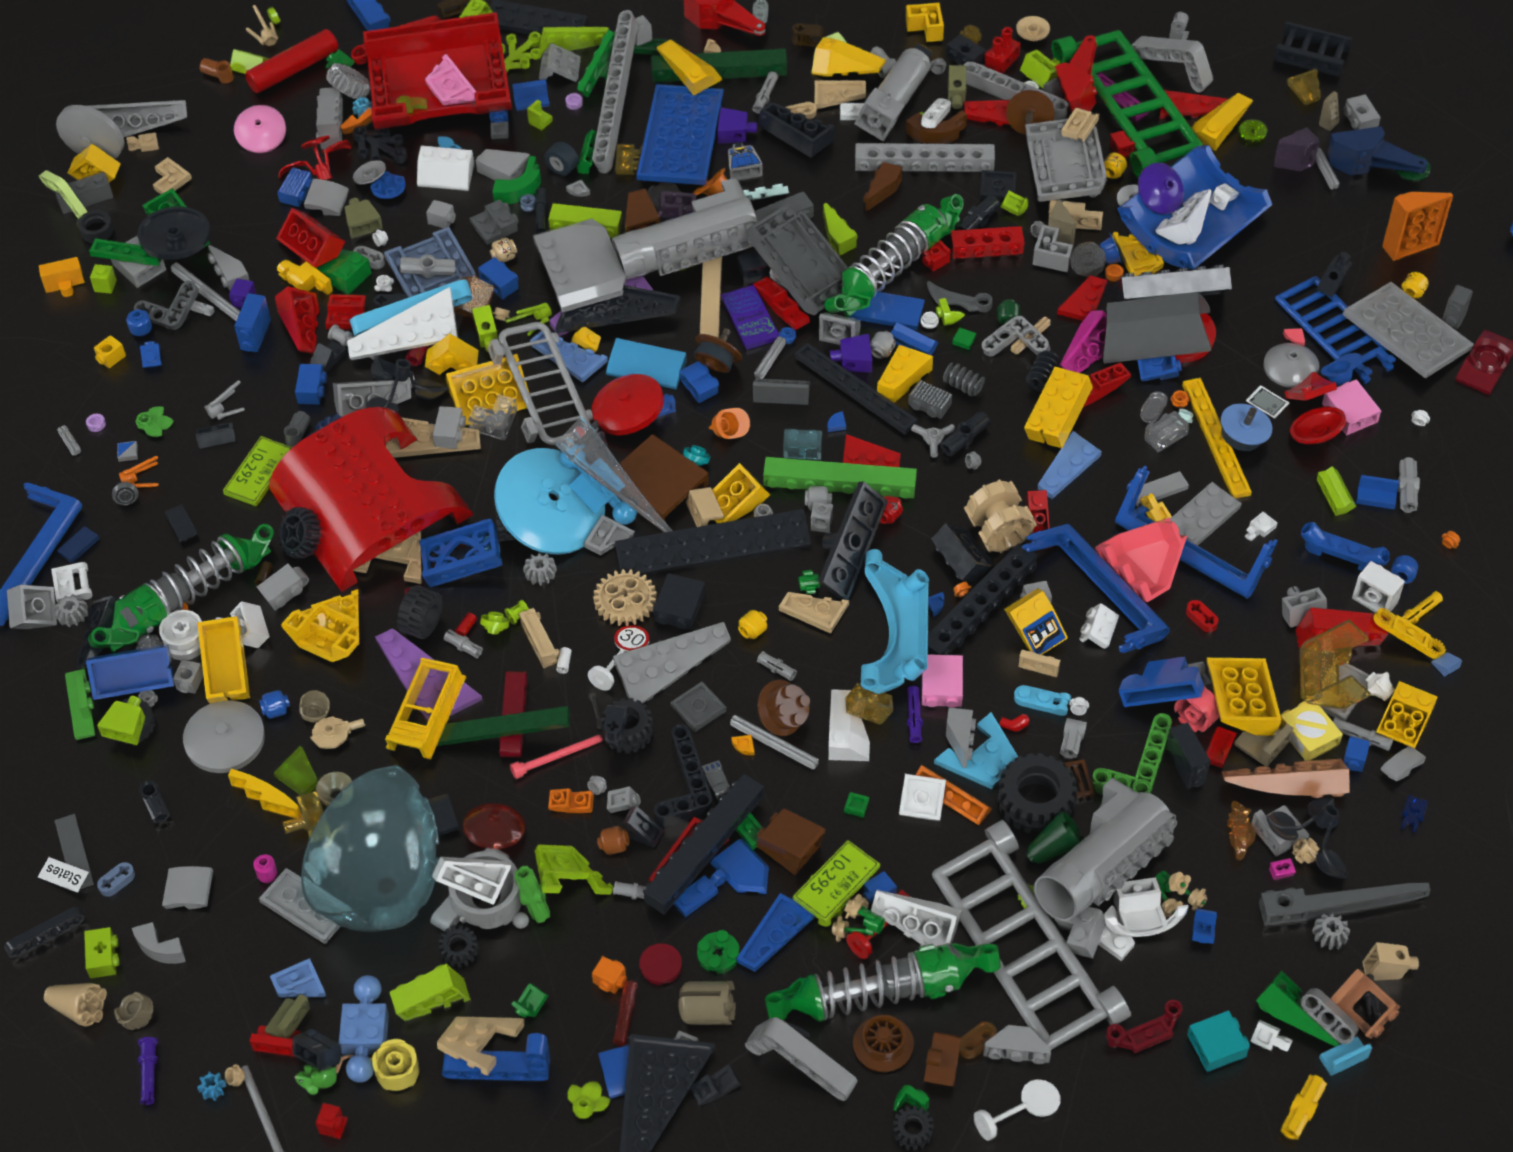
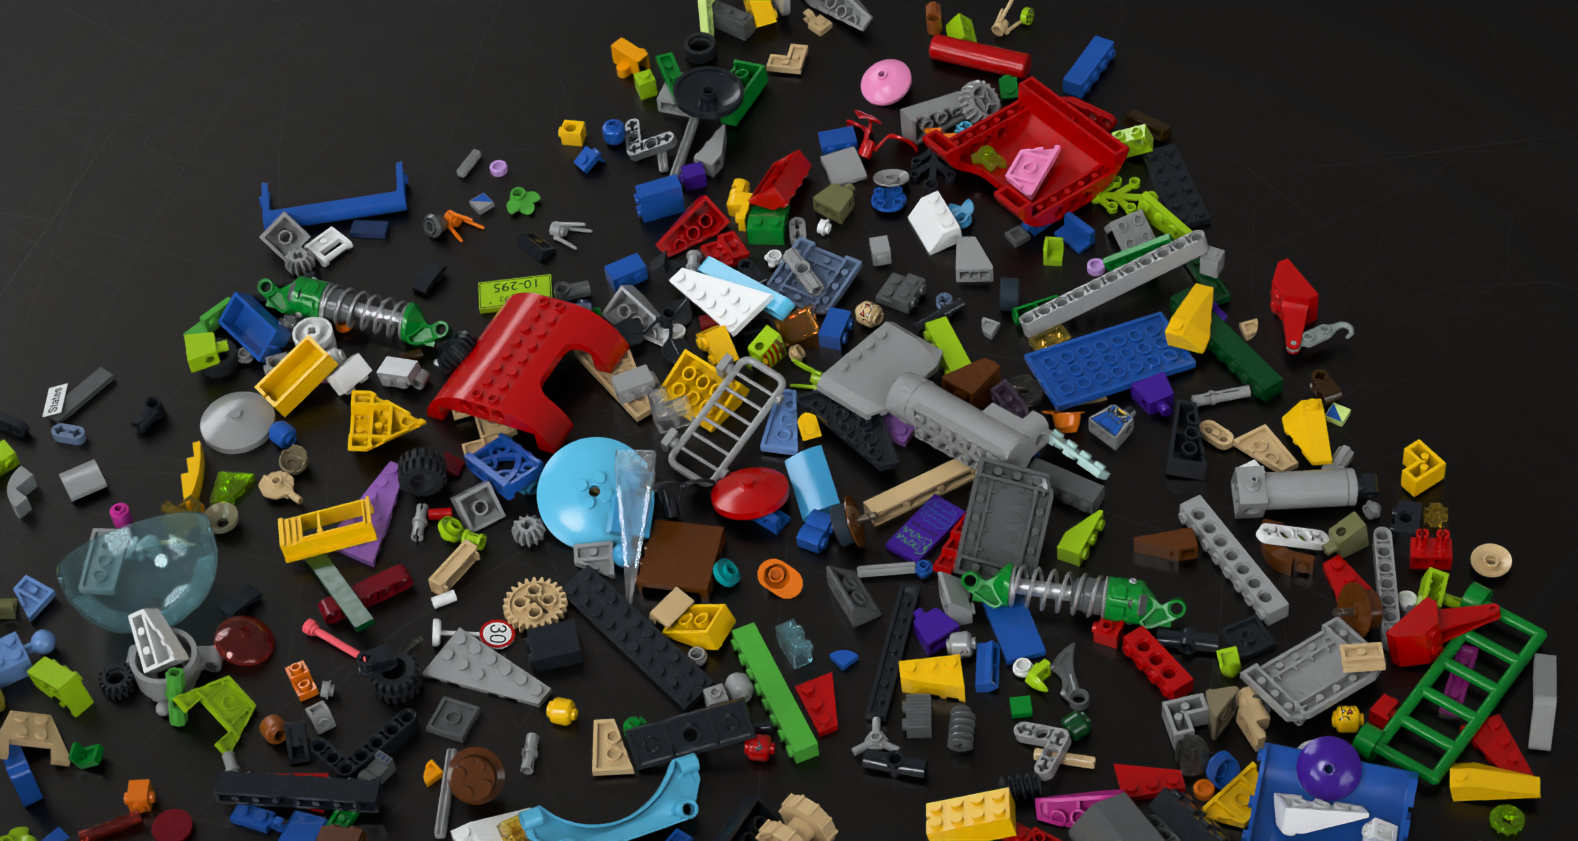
camera: 65 degrees right, 5 degrees down
(482, 592) = (478, 506): none -> light grey slope
(512, 190) = (959, 287): green arch -> none
(973, 460) = (868, 786): light grey plate -> none

